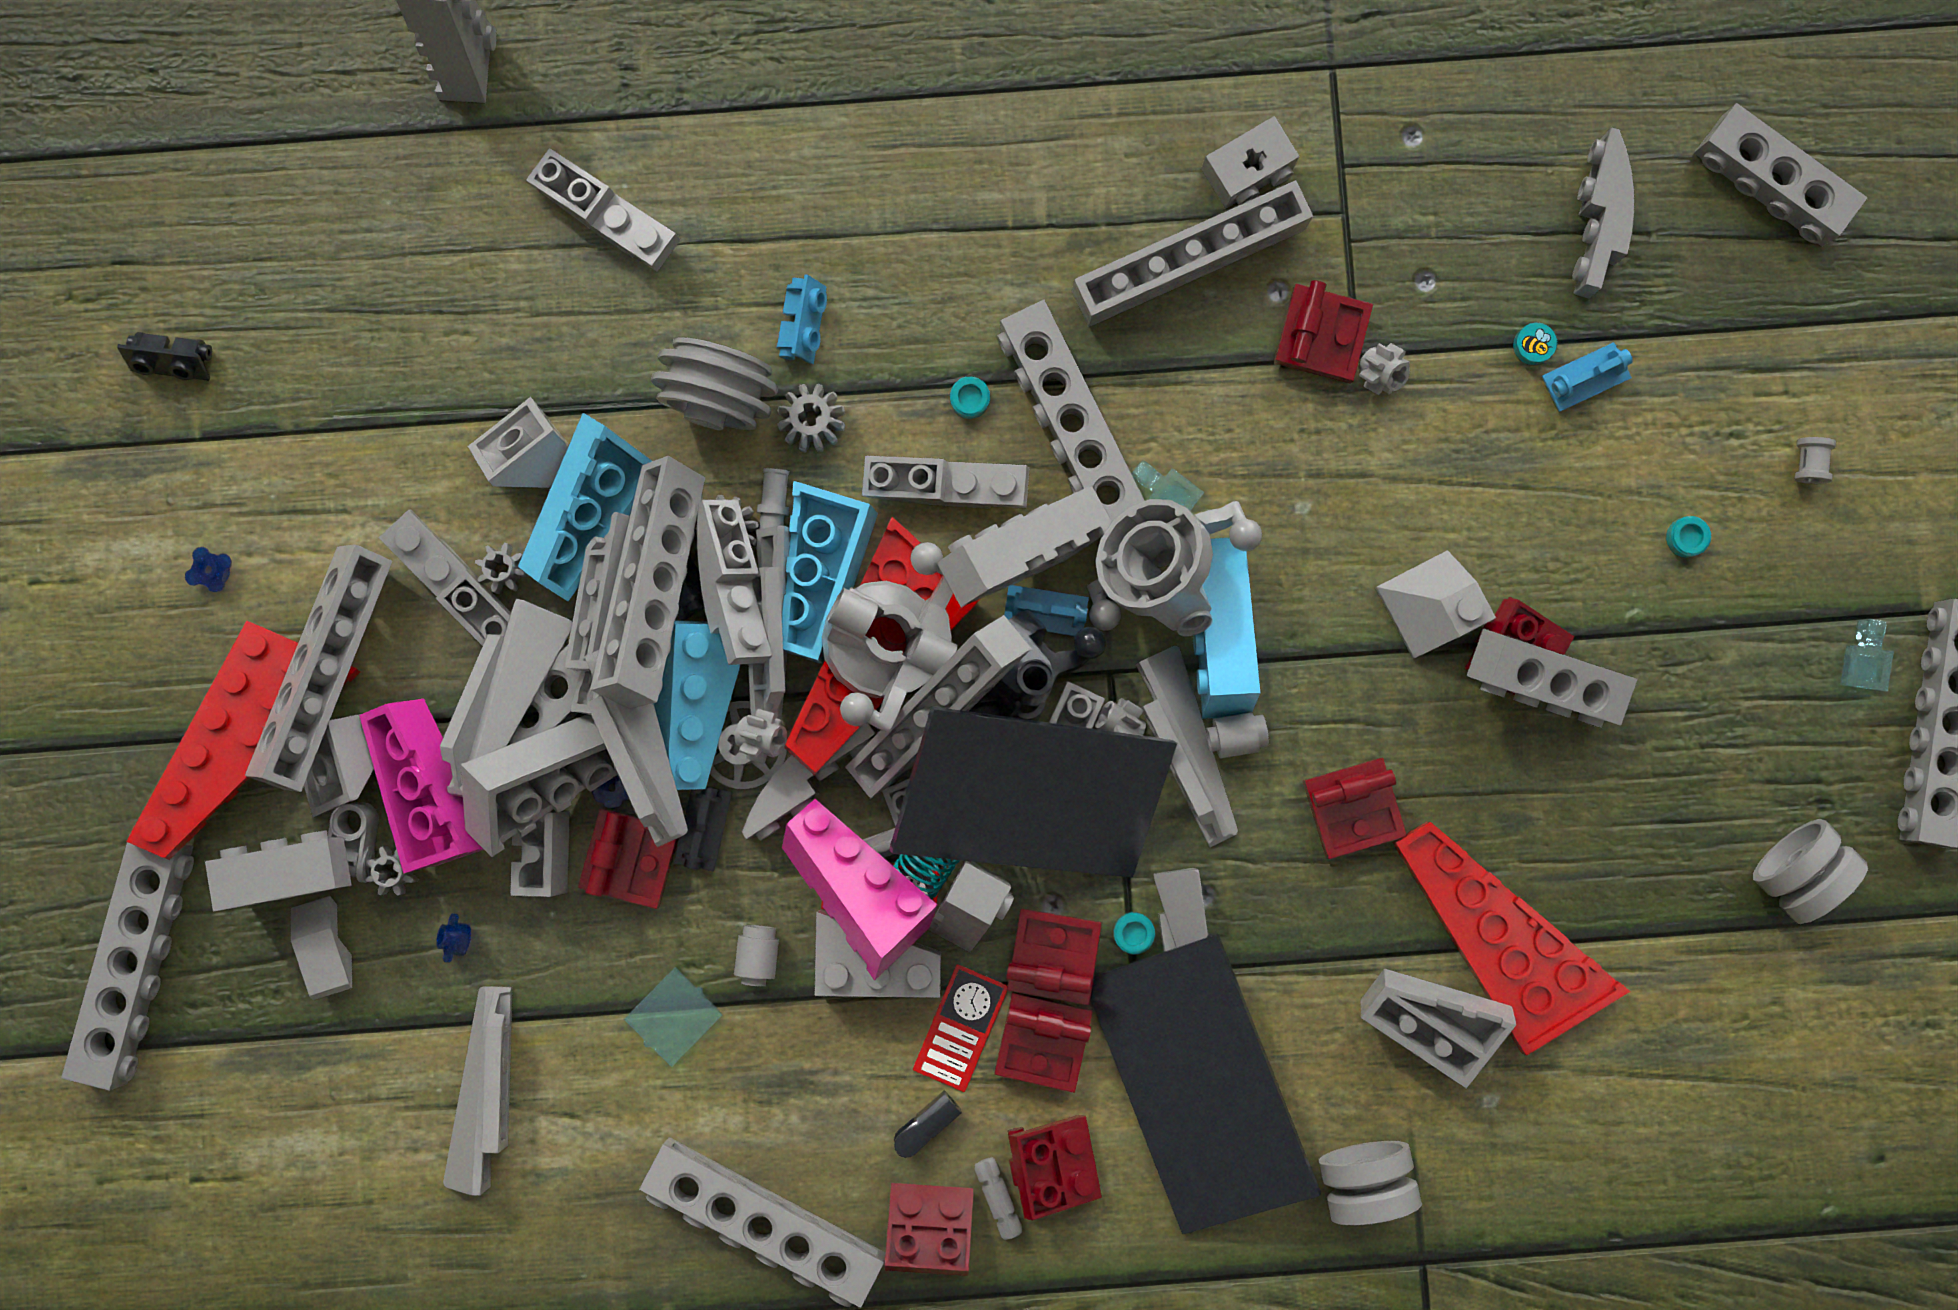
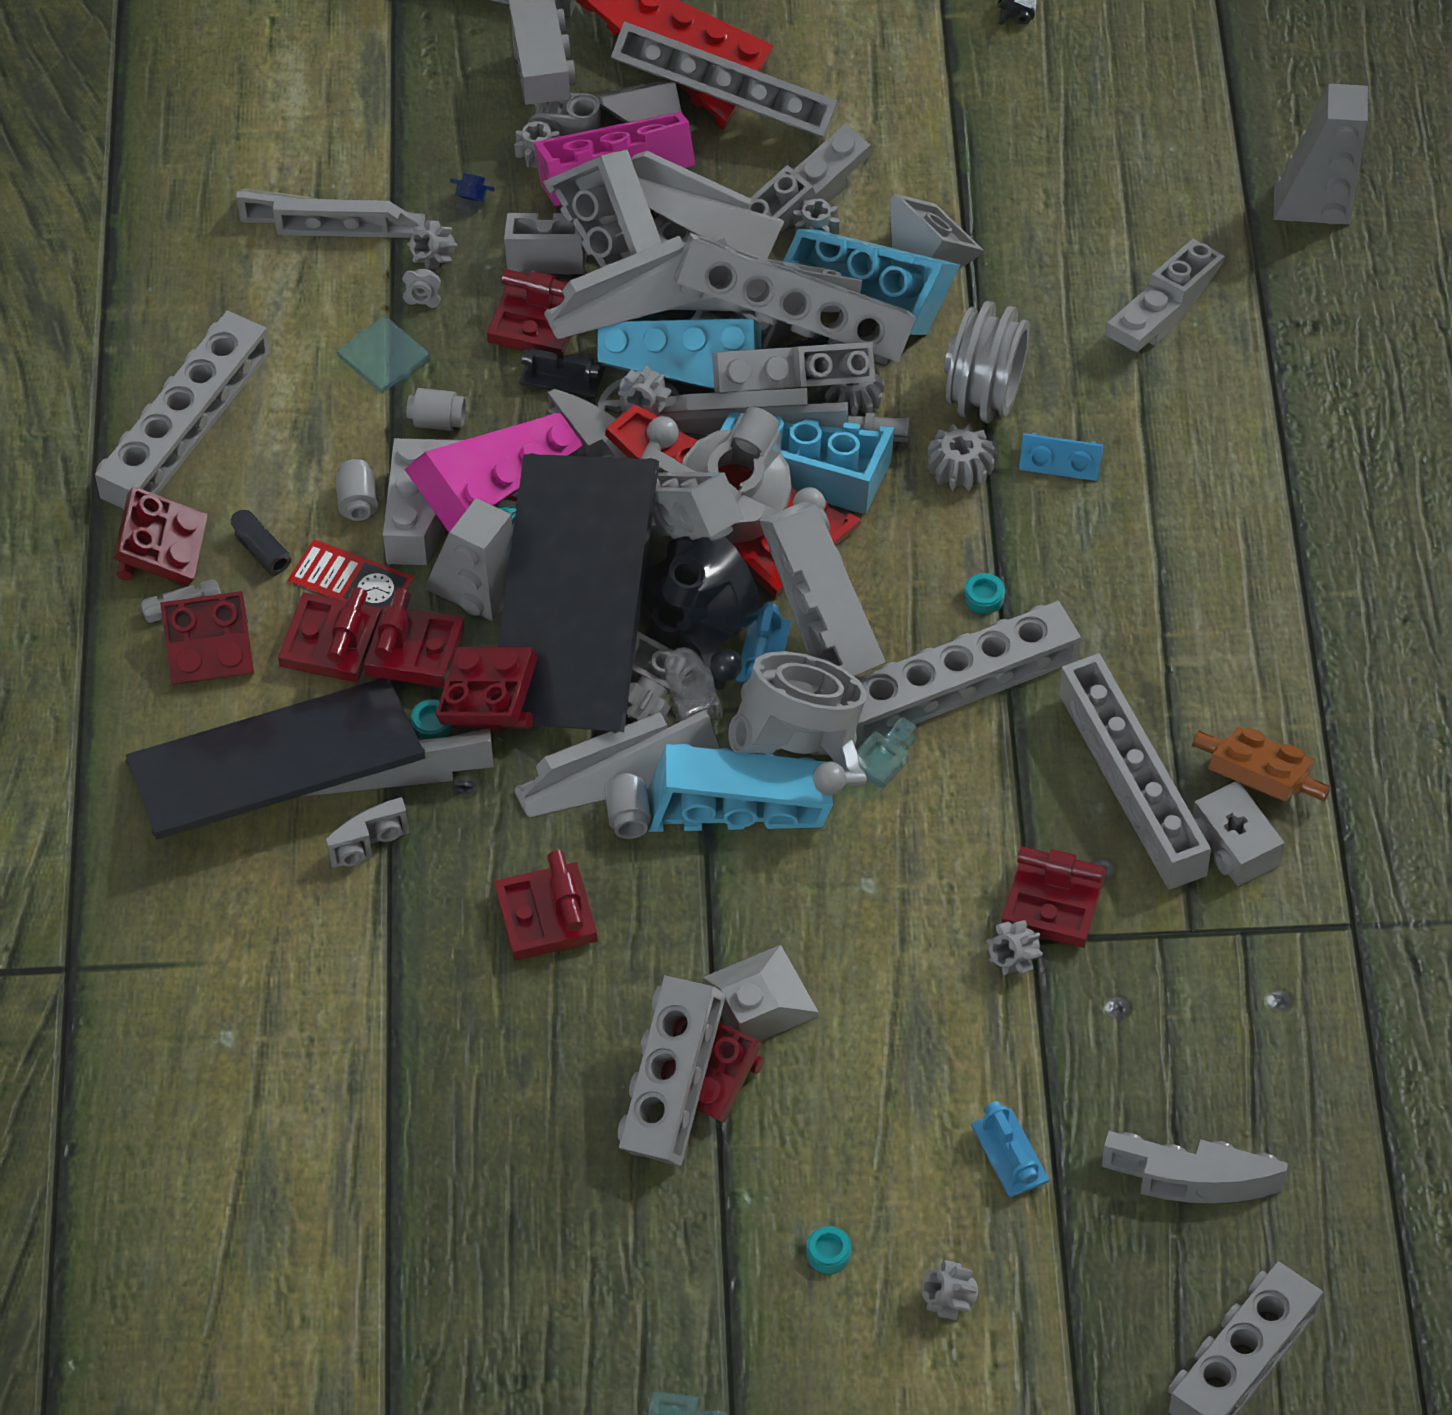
camera: 95 degrees right, 30 degrees down
(217, 577) = (820, 21): clear blue plate -> none
(319, 952) = (461, 94): light grey slope -> none
(536, 975) = (432, 244): none -> light grey gear
(592, 982) = (421, 279): none -> light grey plate
(862, 1030) = (356, 490): none -> light grey brick
(945, 482) = (895, 561): light grey slope -> none
(1110, 678) = (693, 692): none -> clear piece
(1122, 878) = (488, 688): none -> dark red plate
(1178, 136) = (1262, 764): none -> dark orange plate
(1284, 993) = (353, 840): none -> light grey slope
(1370, 1183) = (153, 893): light grey wheel -> none
(1438, 1023) = (315, 962): light grey wedge -> none
(1507, 943) = (375, 1058): red wing -> none
(1535, 343) = (1047, 1103): teal tile -> none
(1737, 428) = (949, 1290): none -> light grey gear
(1810, 871) = (446, 1321): light grey wheel -> none
(1814, 460) = (913, 1374): light grey bush -> none

